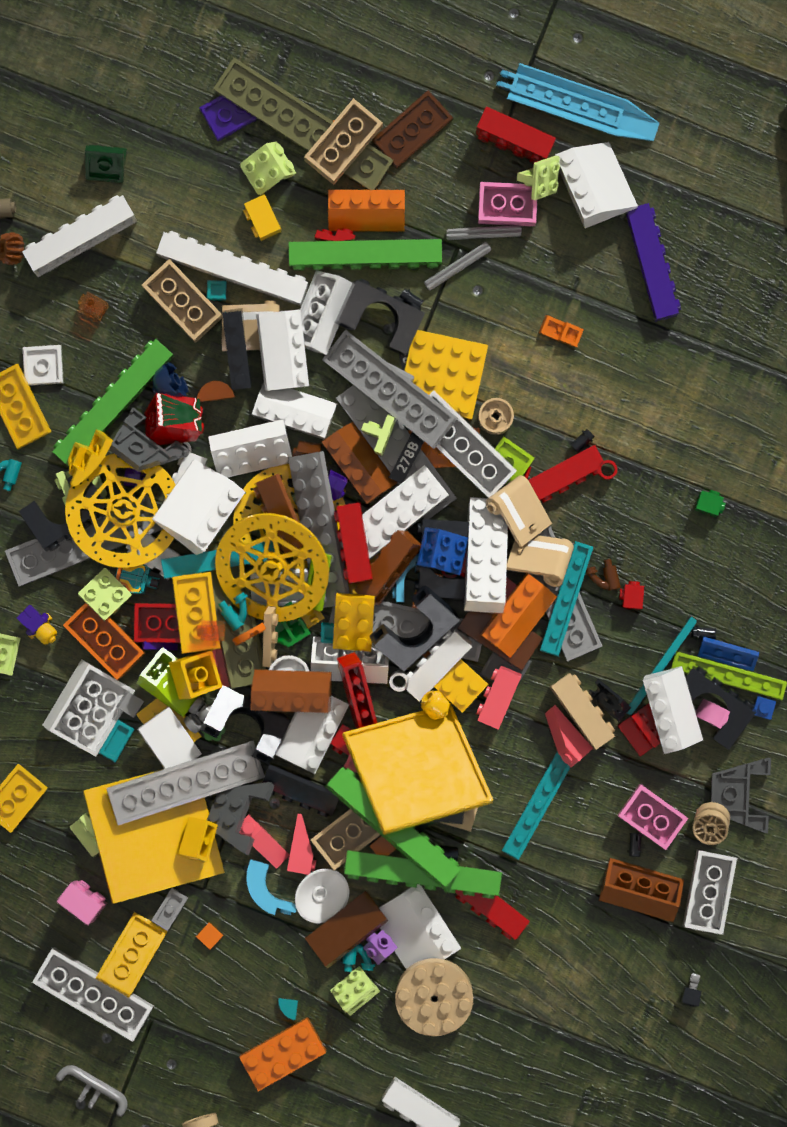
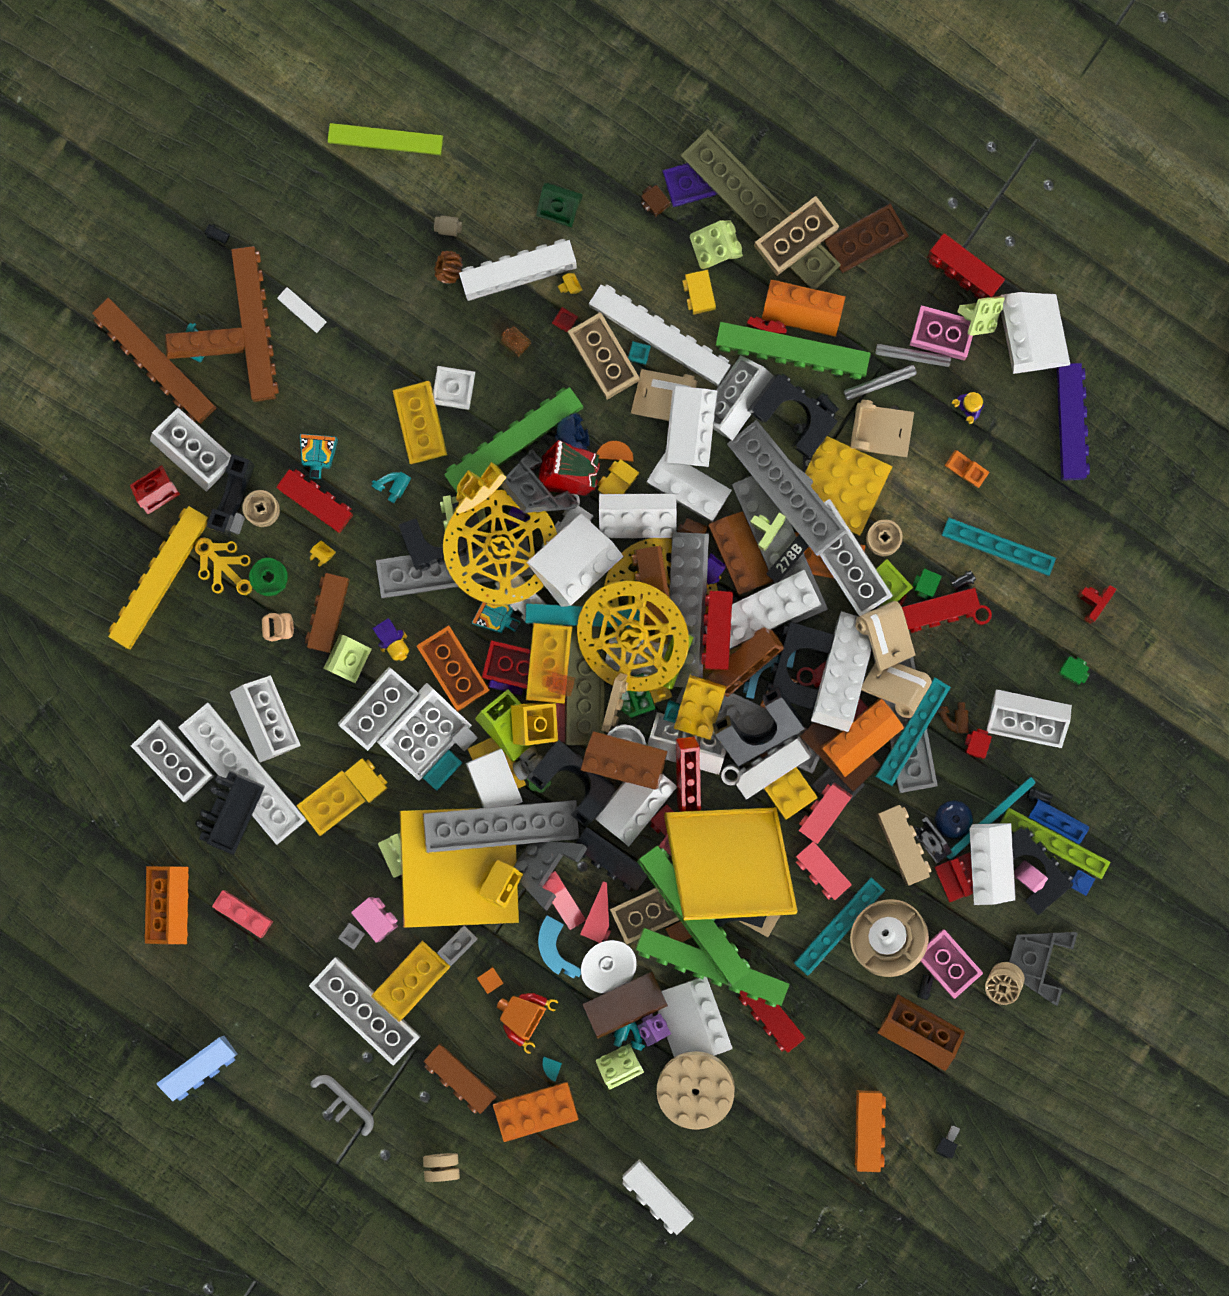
camera: 20 degrees right, 0 degrees up
(39, 695) = (378, 708): none -> white slope
(43, 767) = (366, 779): none -> yellow brick
(64, 923) = (351, 936): none -> light grey tile
(104, 594) = (464, 625): yellowish green bracket -> none
(134, 238) = (570, 284): none -> yellow tile
(137, 274) = (565, 320): none -> red tile
(198, 138) = (654, 200): none -> reddish brown brick
(201, 1038) = (460, 1078): none -> dark orange brick
(225, 417) = (618, 480): none -> yellow brick
(231, 616) = (581, 672): teal plant -> none
(236, 349) = (646, 415): black arch -> none
(248, 634) = (595, 695): orange tile -> none
(248, 964) = (522, 1016): none -> orange torso
(435, 705) = (761, 806): yellow head -> none
(442, 550) = (803, 657): blue bracket -> none
(468, 312) = (879, 430): none -> tan door
(509, 754) = (822, 871): none -> coral brick
(547, 452) = (926, 584): none -> green brick
(551, 267) = (971, 404): none -> yellow piece
(567, 738) = (883, 870): coral slope -> none
(578, 103) = (1035, 250): medium azure hinge -> none
(589, 805) = (889, 938): none -> tan piece
(609, 399) = (998, 546): none -> teal tile
(611, 998) = (868, 1131): none -> orange brick
(621, 682) = (947, 825): none -> dark blue cylinder
(676, 560) = (1029, 718): none -> white slope
(709, 892) = (987, 1050): white brick -> none
(718, 431) = (1097, 602): none -> red bracket

